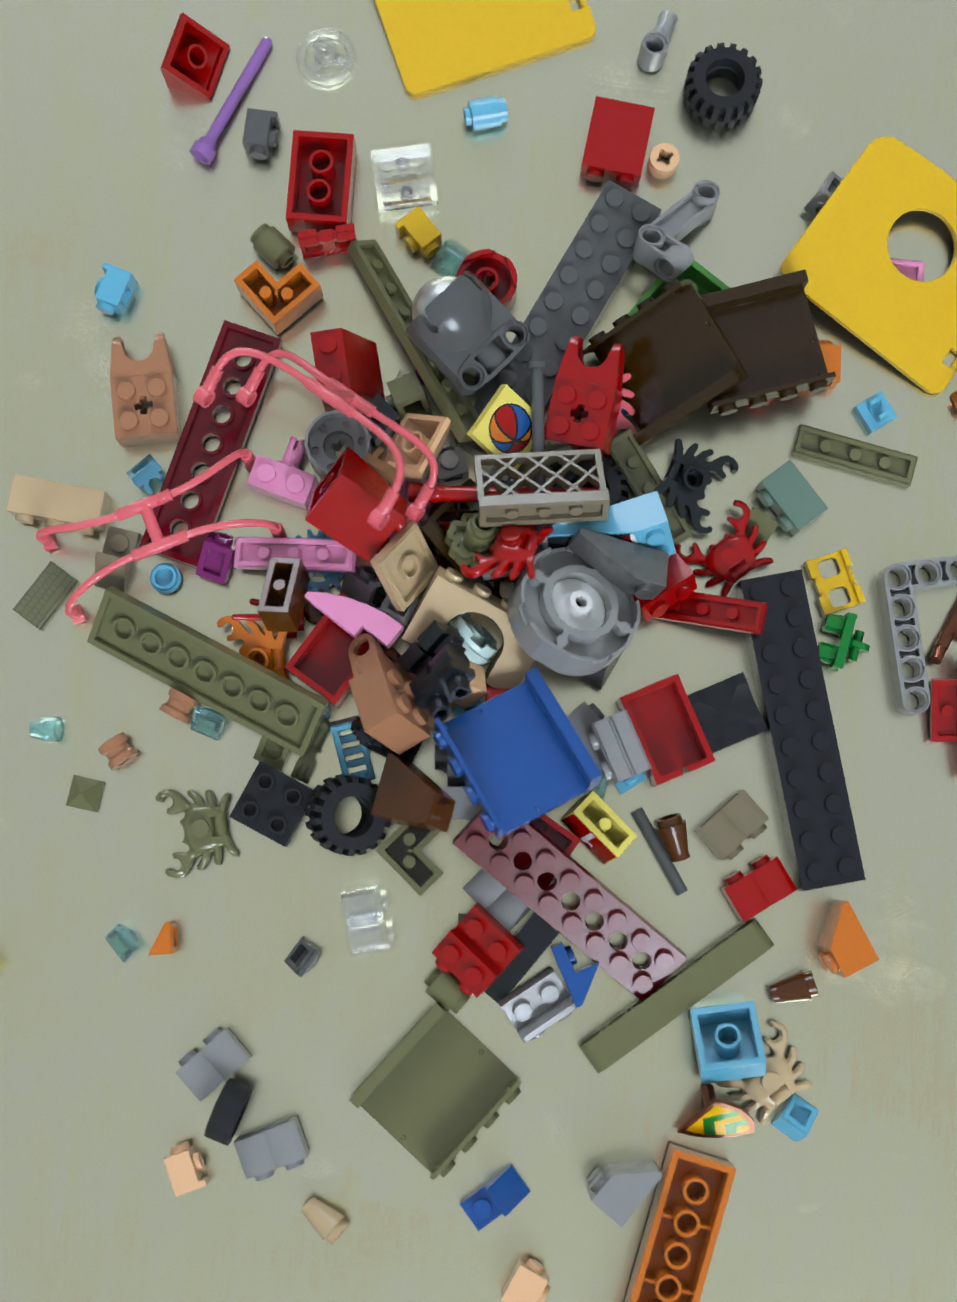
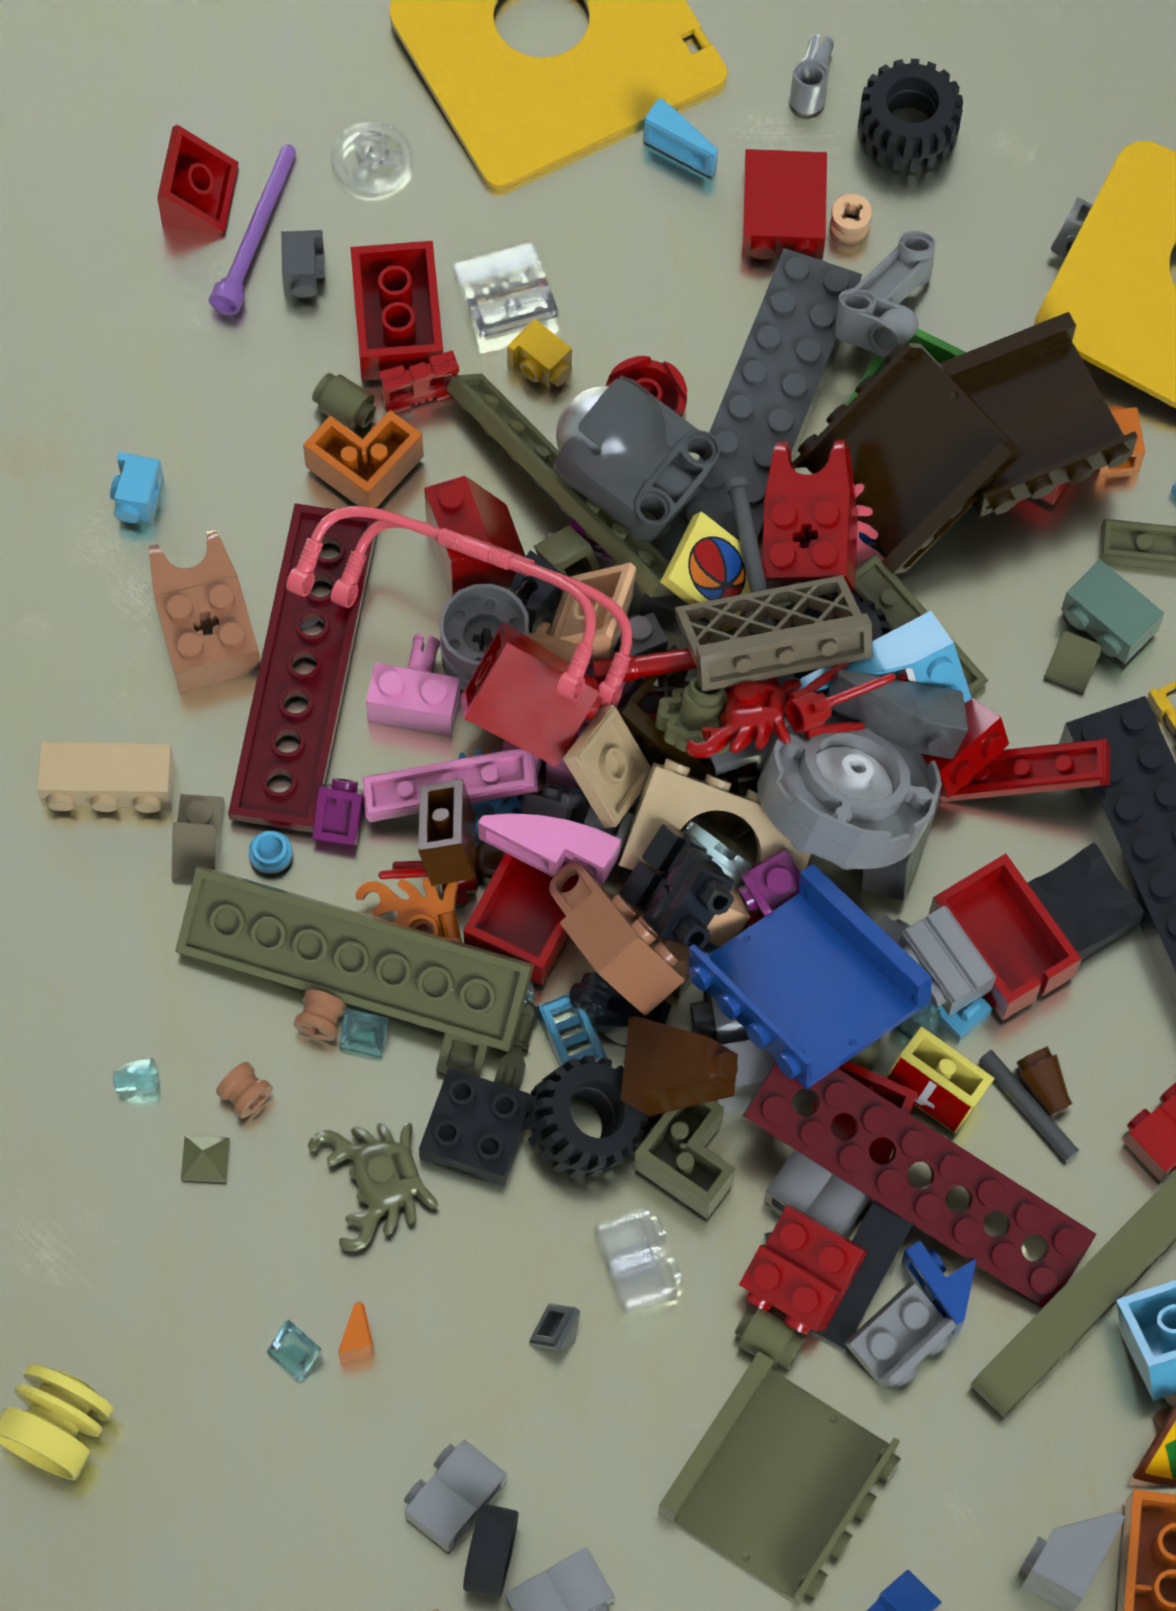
camera: 10 degrees left, 15 degrees down
(44, 595) = (104, 900): olive tile -> none
(144, 472) = (218, 715): medium azure tile -> none
(159, 543) = (265, 787): coral bar -> none
(449, 258) = (583, 377): clear light blue slope -> none
(485, 113) = (601, 194): medium azure brick -> none
(505, 669) = (770, 882): none -> magenta bracket
(548, 76) = (678, 138): none -> medium azure slope
(552, 556) = (808, 710): none -> red plant
(688, 479) = (968, 608): black animal -> none
(731, 556) = (1048, 696): red animal -> none
(732, 825) = (1122, 1051): dark tan brick -> none

